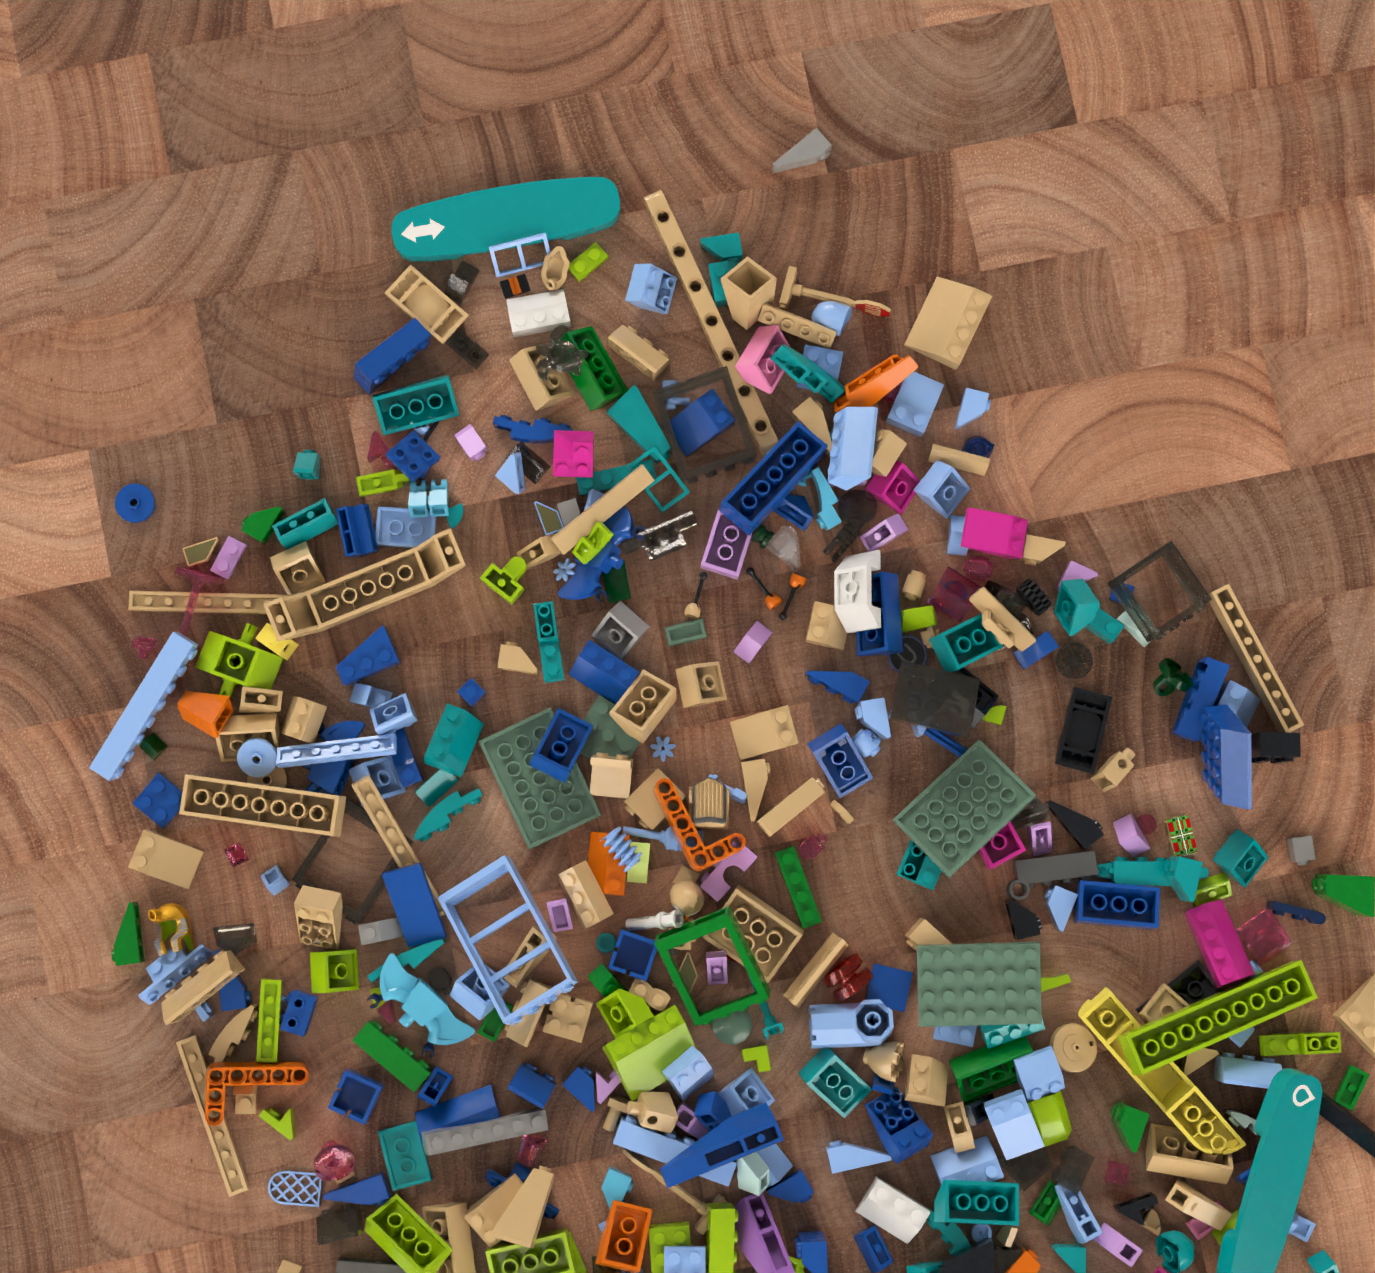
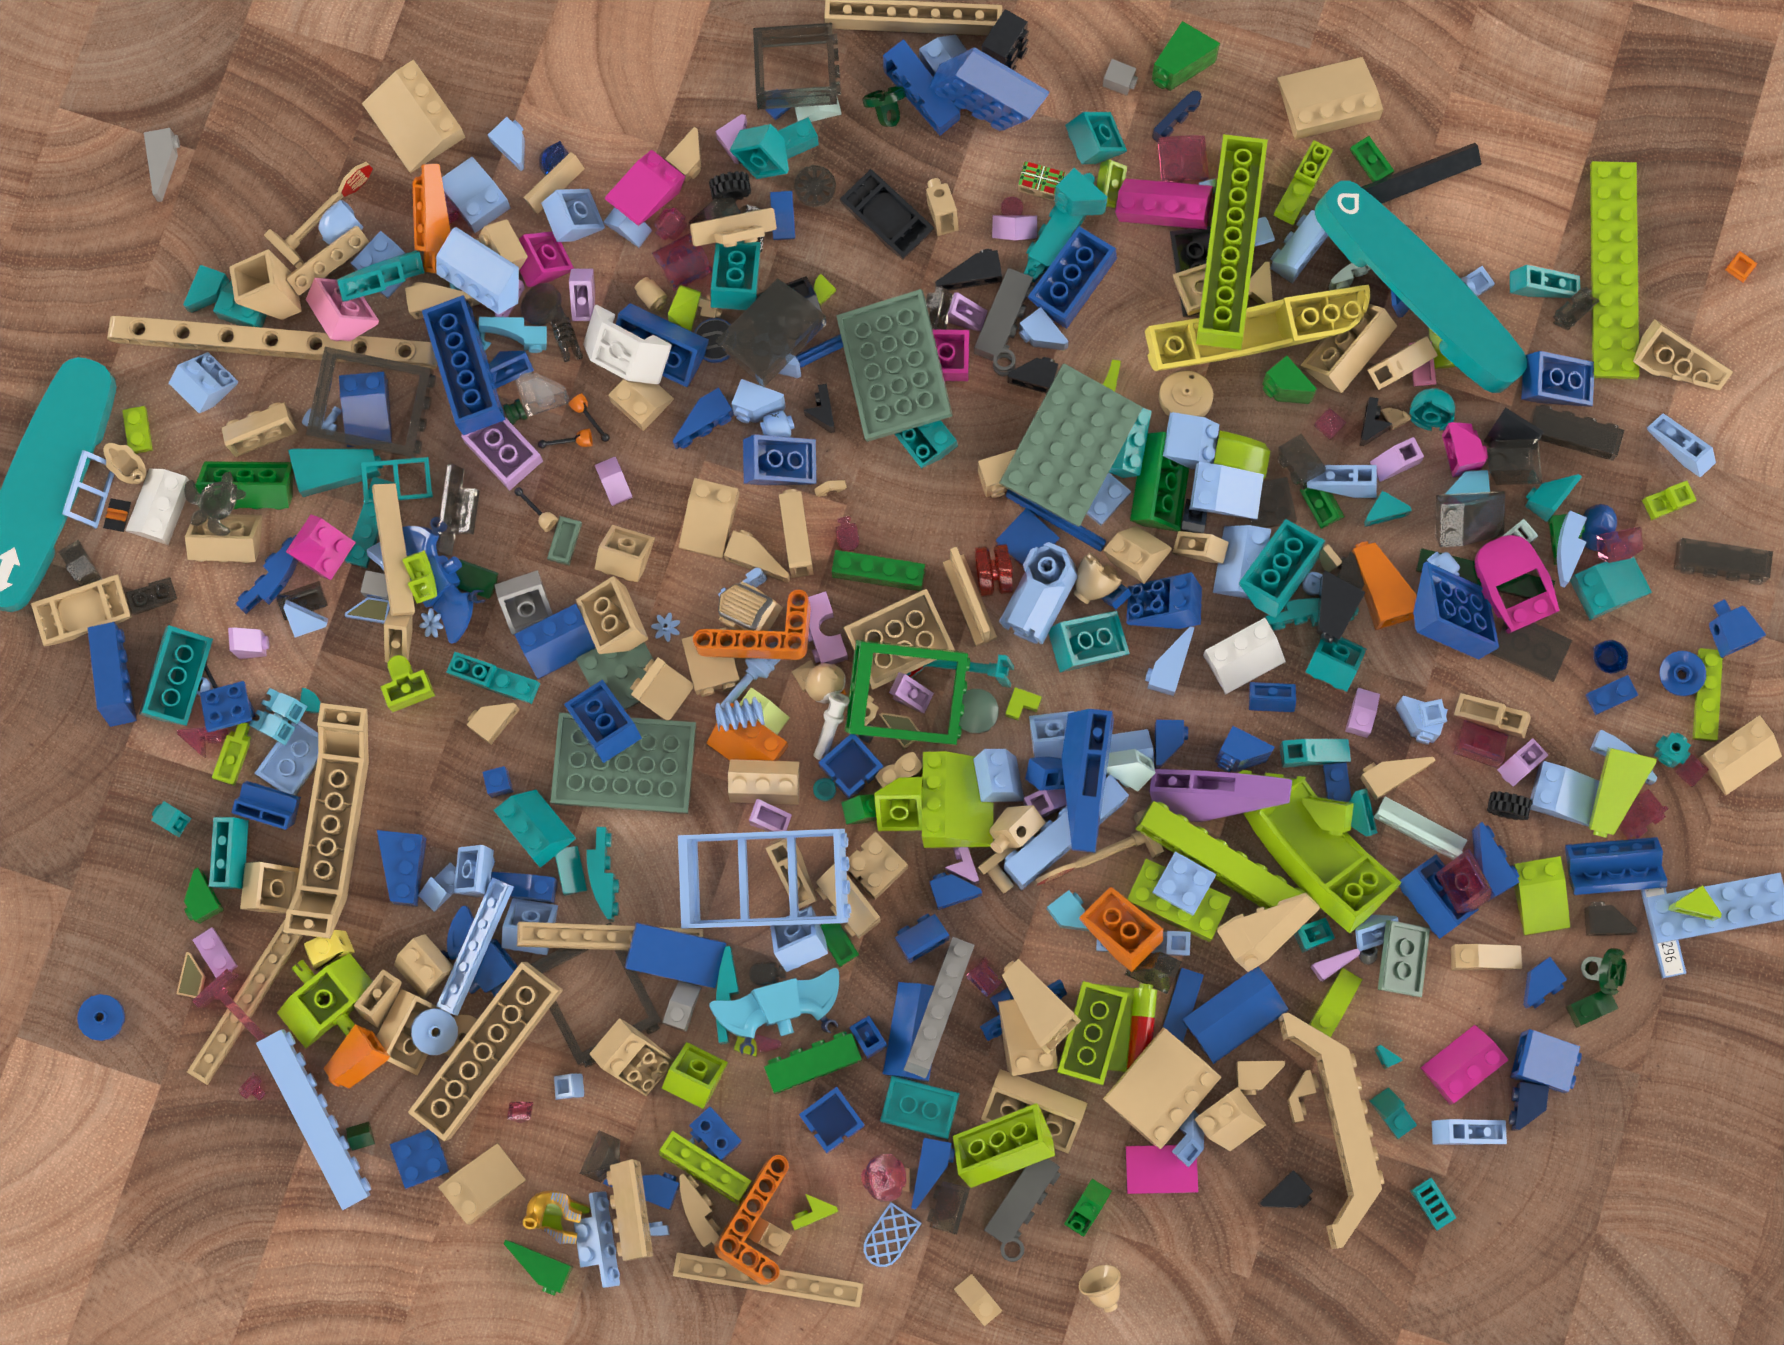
camera: 50 degrees left, 5 degrees down
(895, 774) = (823, 414): none -> black slope
(917, 1032) = (1078, 532): none -> blue axle

